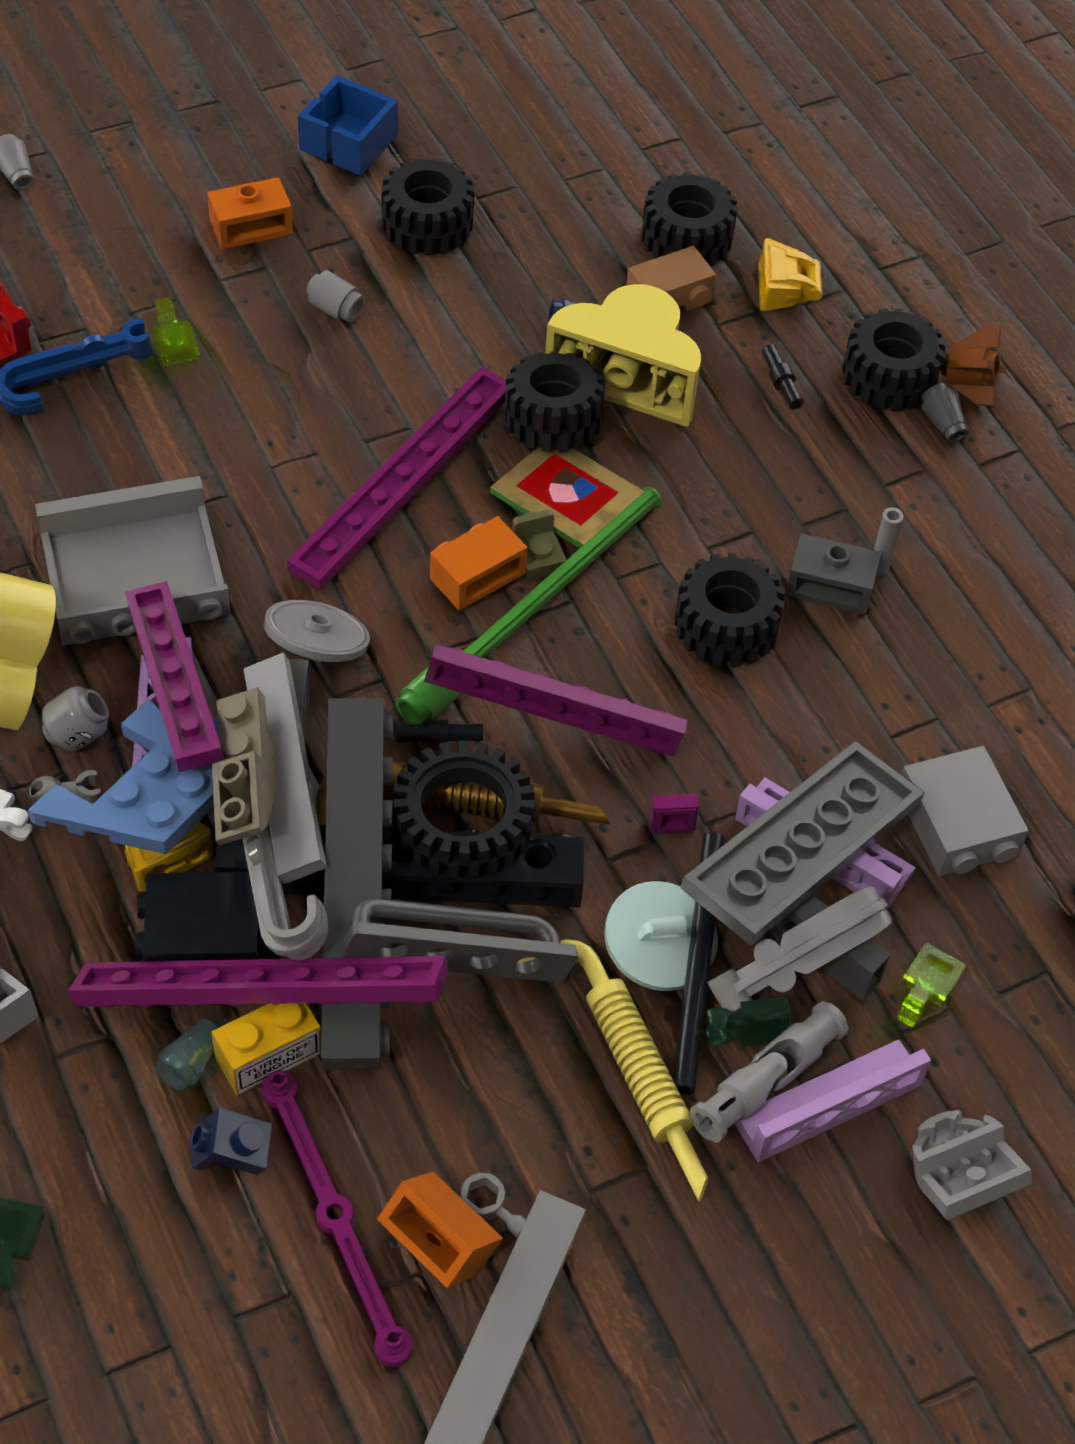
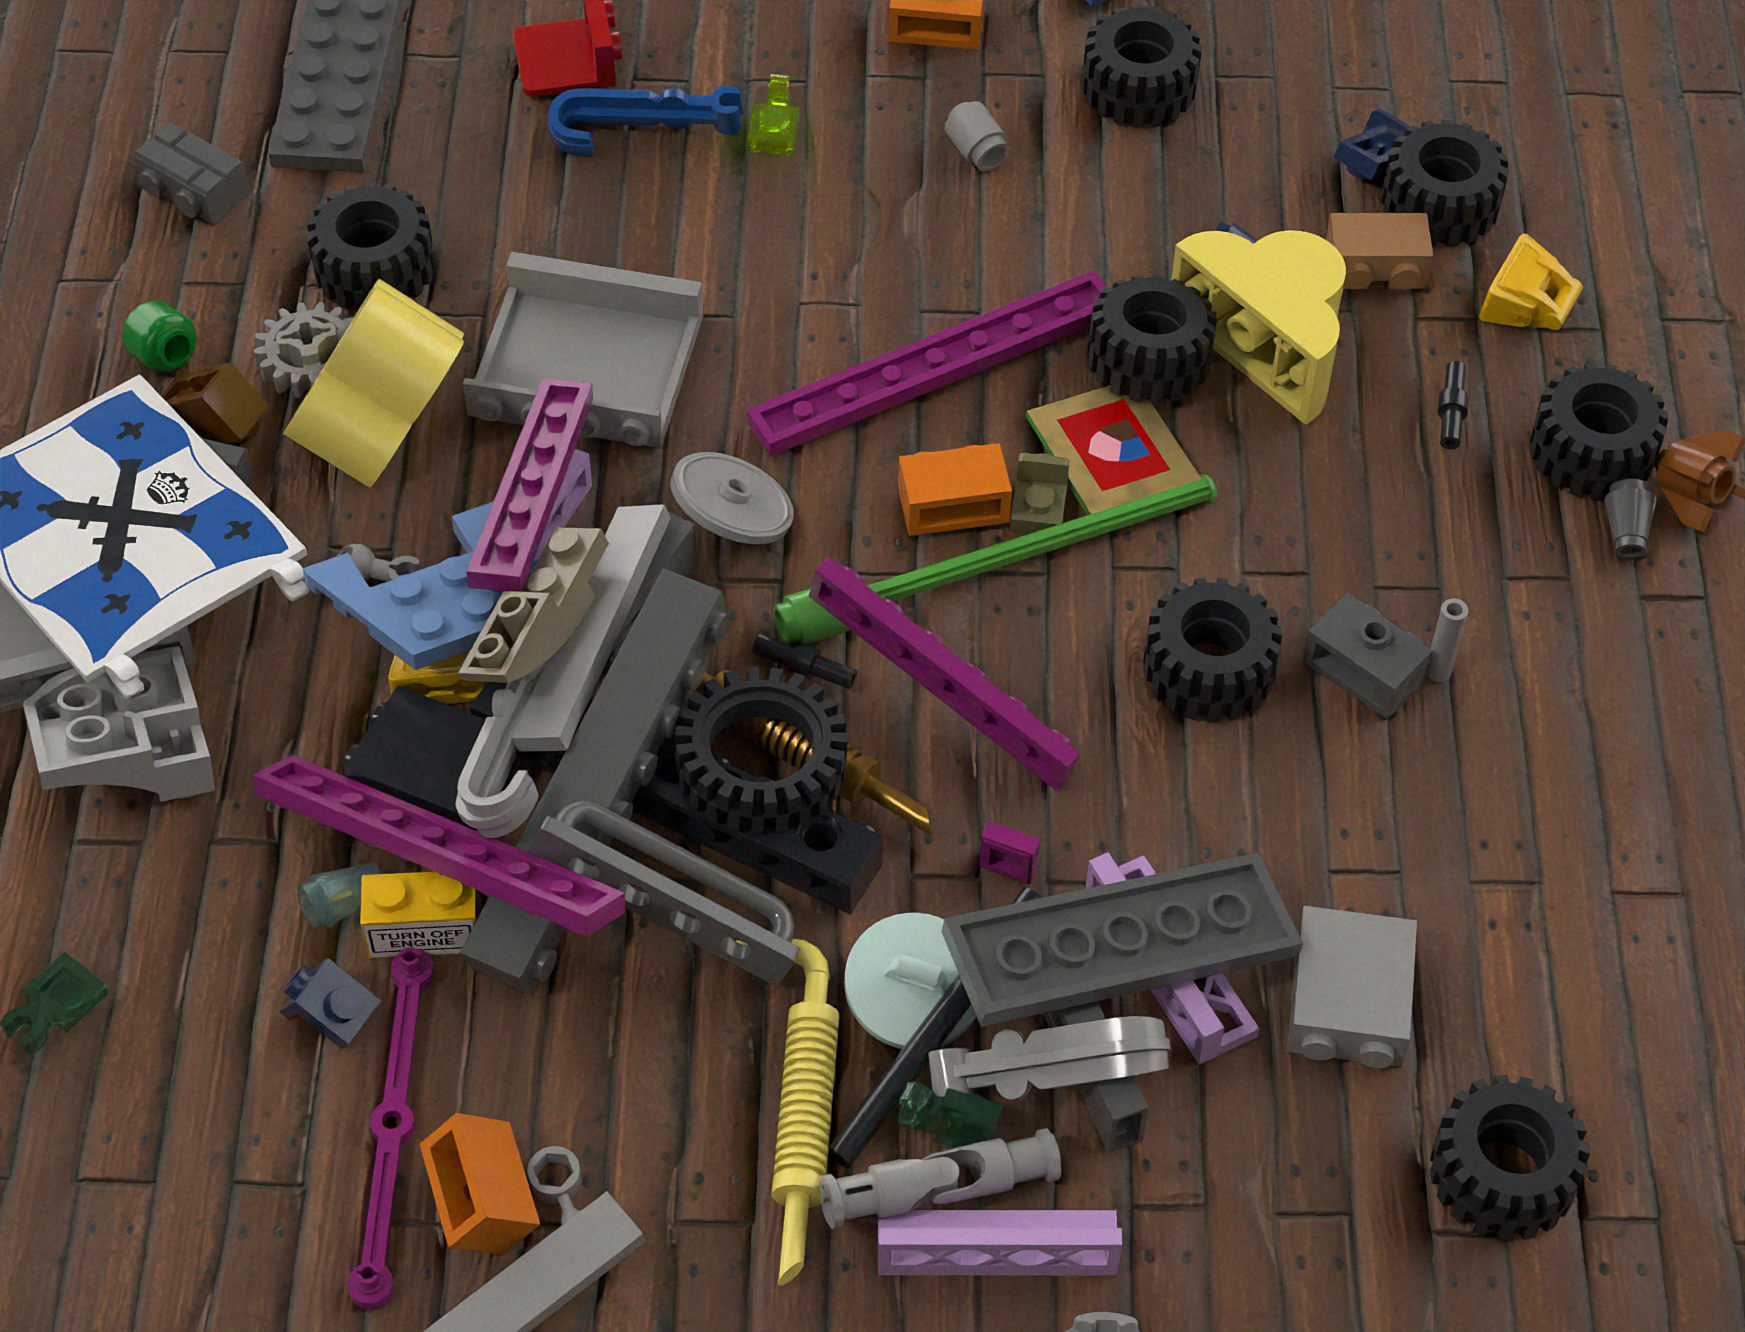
camera: 30 degrees right, 0 degrees up
(75, 718) = (424, 495): light grey head -> none
(625, 210) = (1369, 152): none -> dark blue bracket
(931, 978) = (1194, 1157): clear neon green plate -> none

